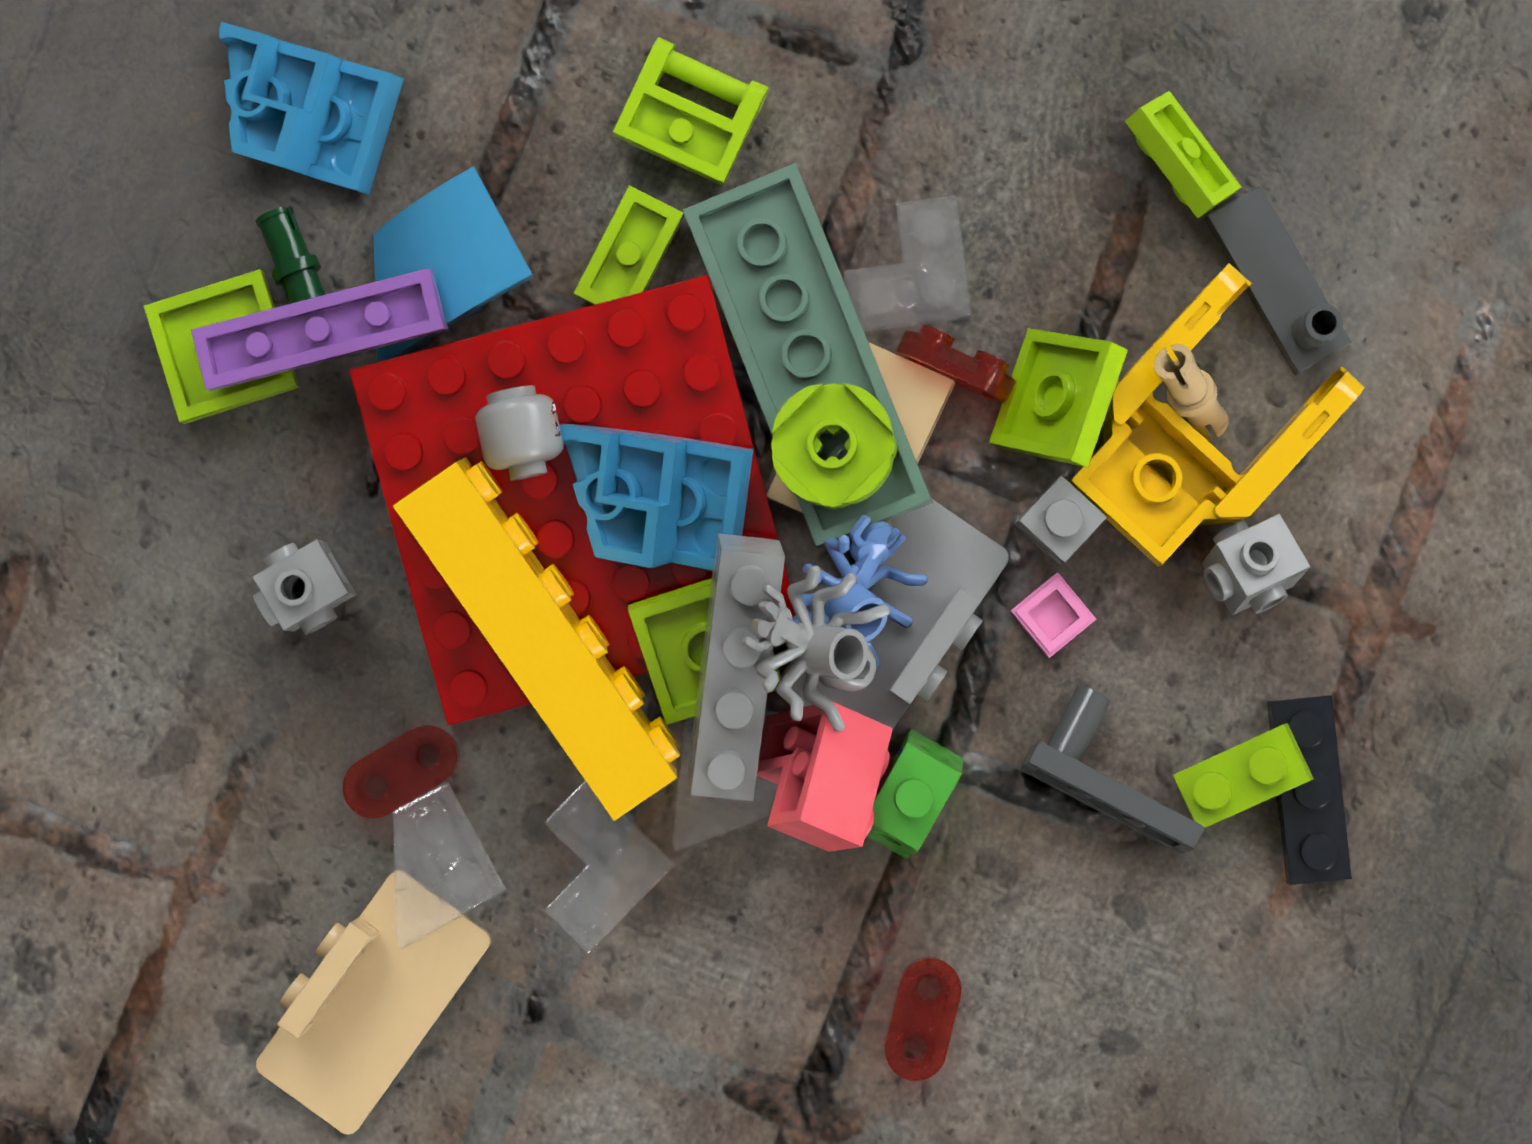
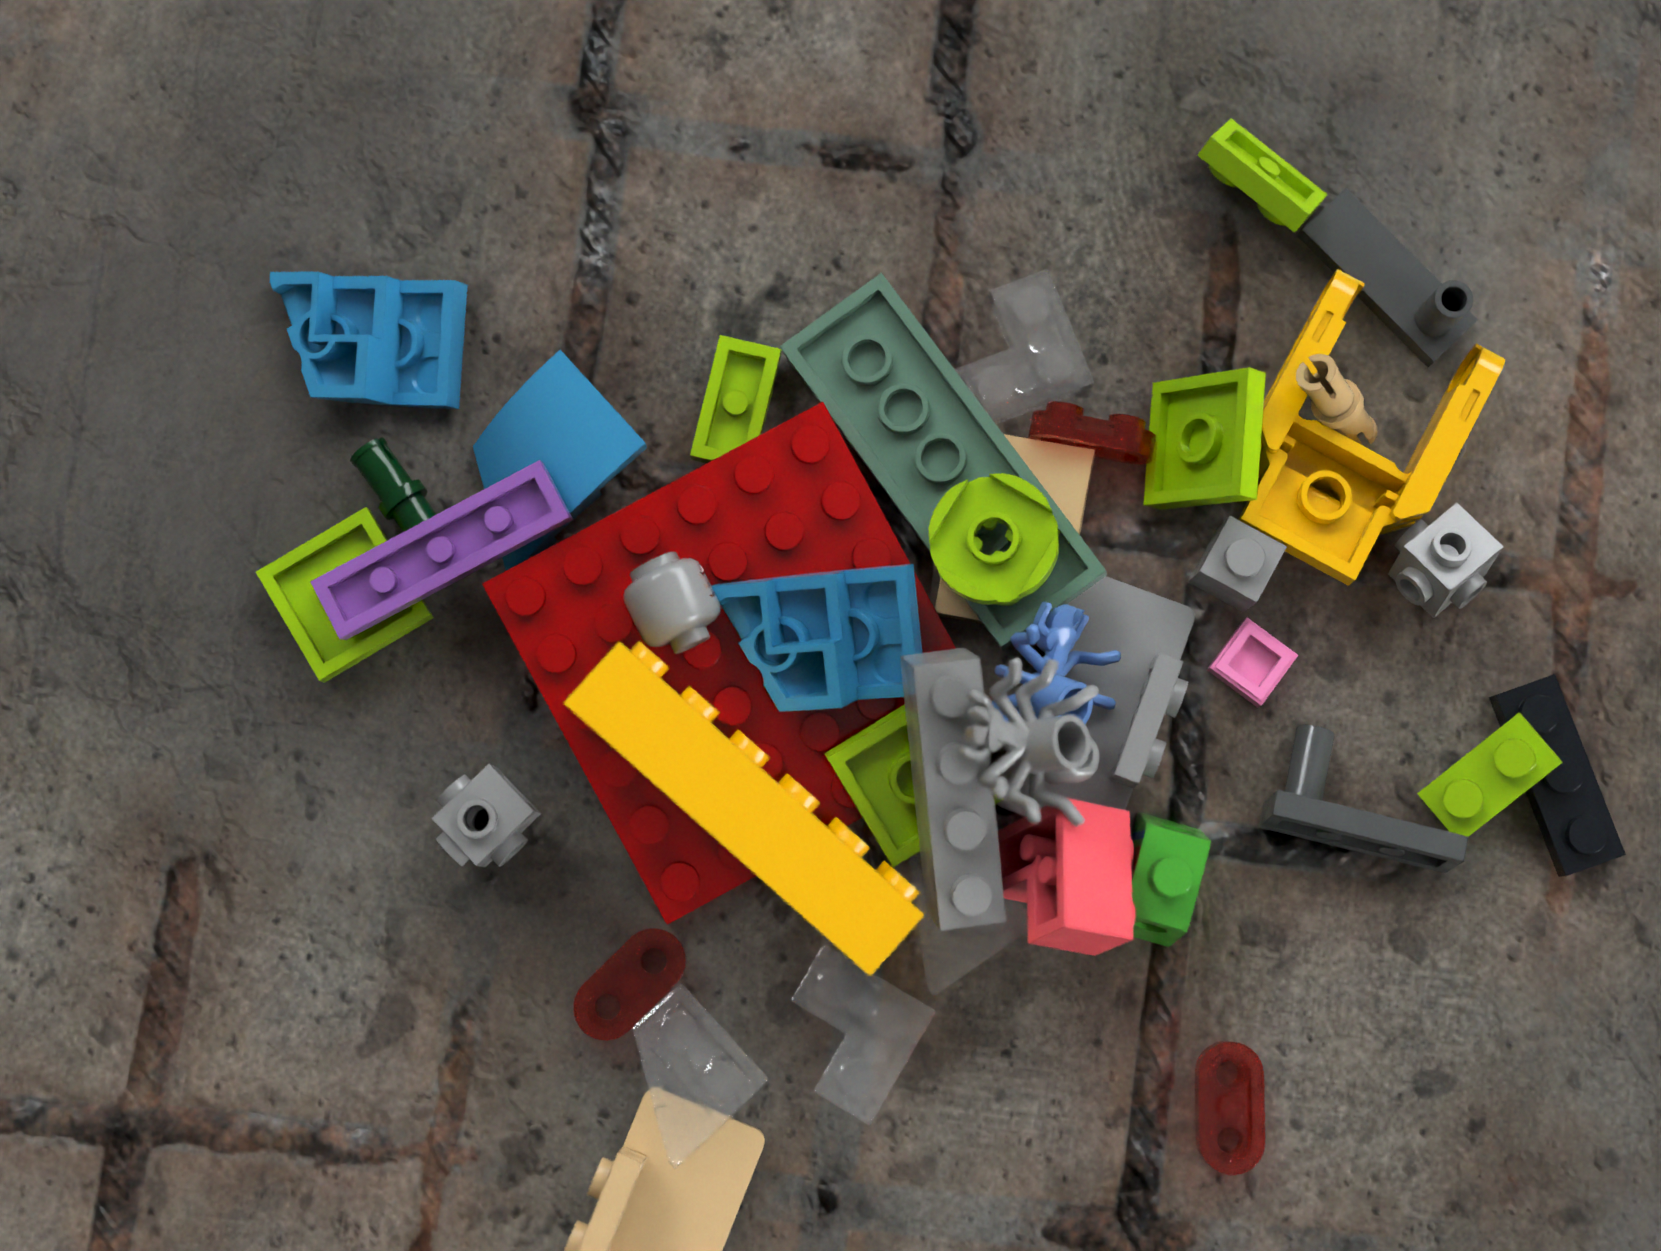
camera: 20 degrees left, 5 degrees down
(682, 129) = (761, 268): lime plate -> none

